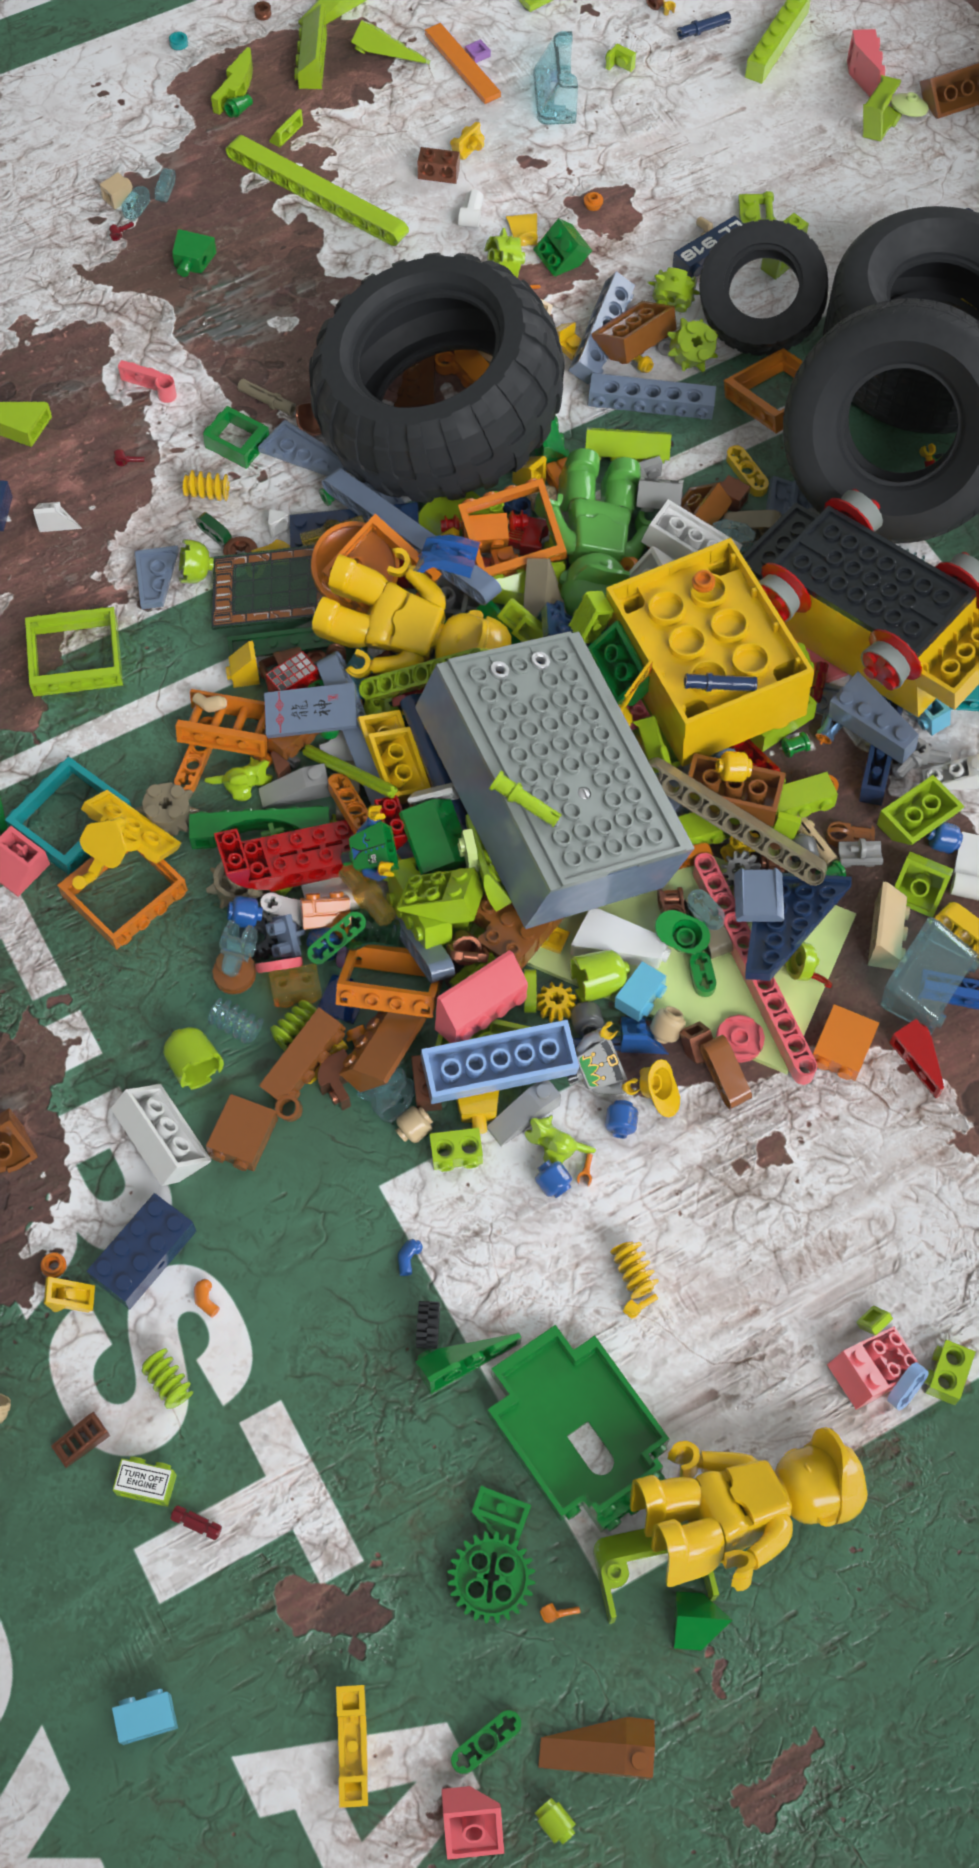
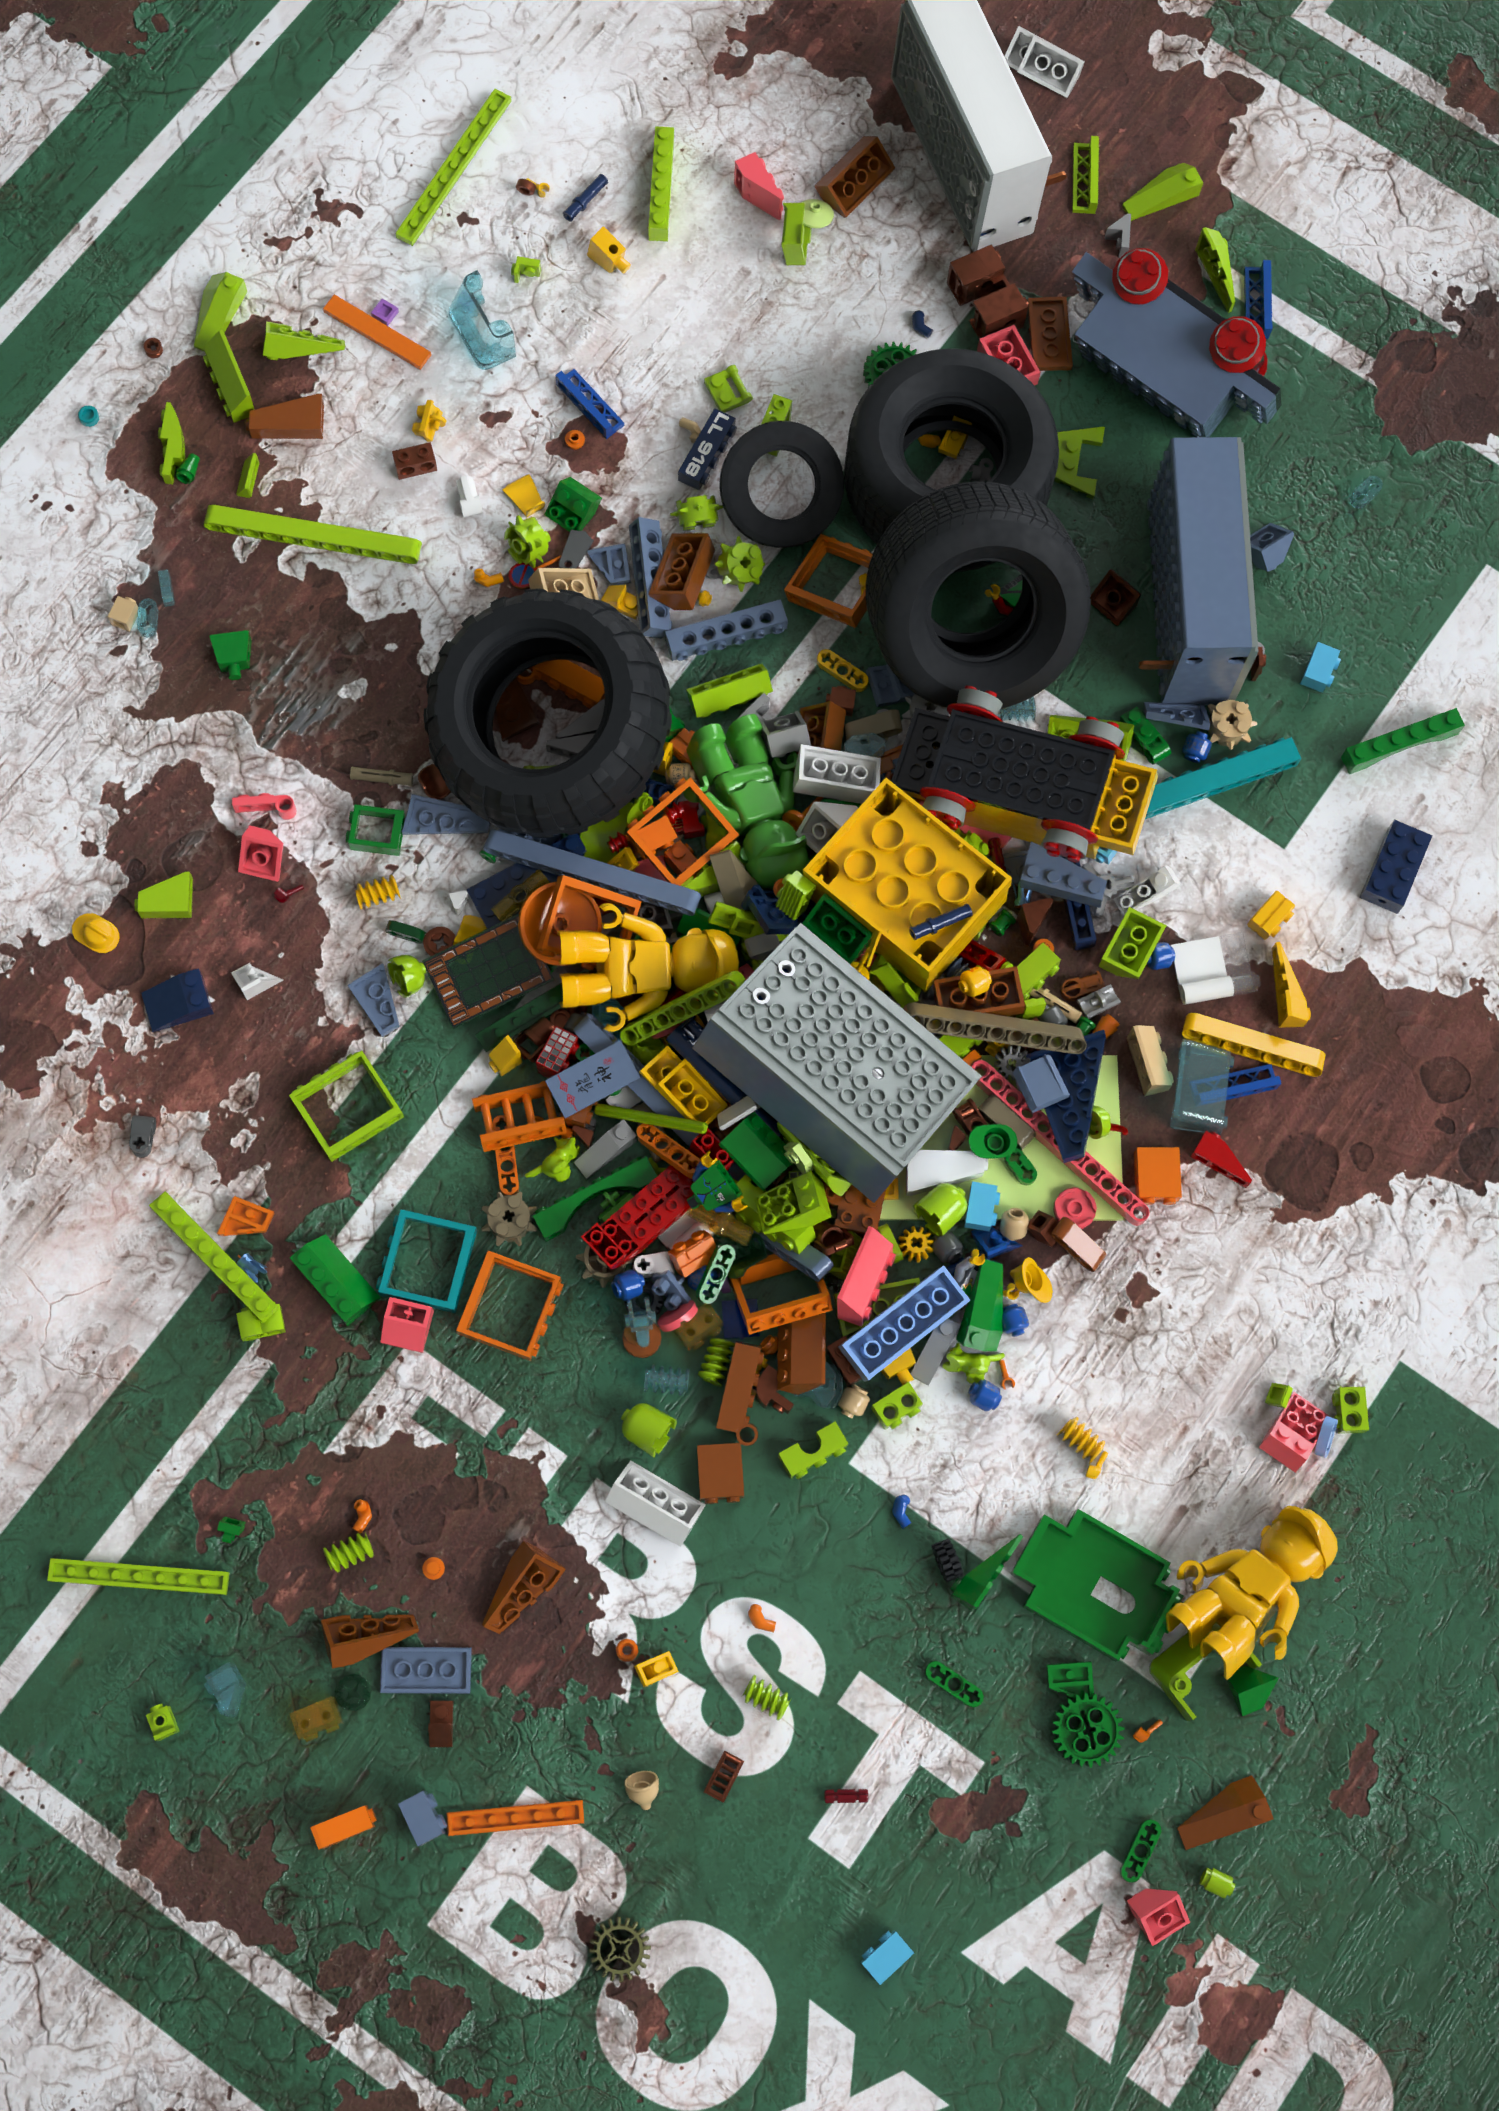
camera: 30 degrees left, 10 degrees up
(116, 231) = (145, 657): dark red hand -> none
(119, 415) = (260, 854): none -> coral slope
(119, 831) = (493, 1264): yellow plate -> none
(141, 1251) = (693, 1606): dark blue brick -> none
(145, 1481) = (792, 1784): brick -> none
(210, 704) = (497, 1106): tan arm -> none
(347, 98) = (289, 420): none -> dark orange slope
(352, 1746) = (1047, 1902): yellow slope -> none
(367, 1157) = (797, 1461): none -> lime arch
(388, 1473) = (965, 1698): none -> green beam
(449, 554) = (648, 888): blue piece -> none
(514, 792) = (832, 1106): lime pin -> none
(548, 282) = (575, 548): none -> dark grey piece
(575, 306) = (612, 563): none -> sand blue wing
(592, 1095) = (982, 1318): none -> green wedge
(620, 181) = (587, 406): none -> blue fence
(647, 918) = (957, 1139): none -> copper slope
(700, 66) = (607, 251): none -> yellow torso
(703, 581) = (883, 831): orange plate -> none
(709, 906) = (1000, 1117): clear light blue beam -> none
(831, 748) = (1031, 917): none -> copper slope
(860, 881) = (1107, 1024): none -> orange cone
(923, 883) = (1159, 1005): lime slope -> none

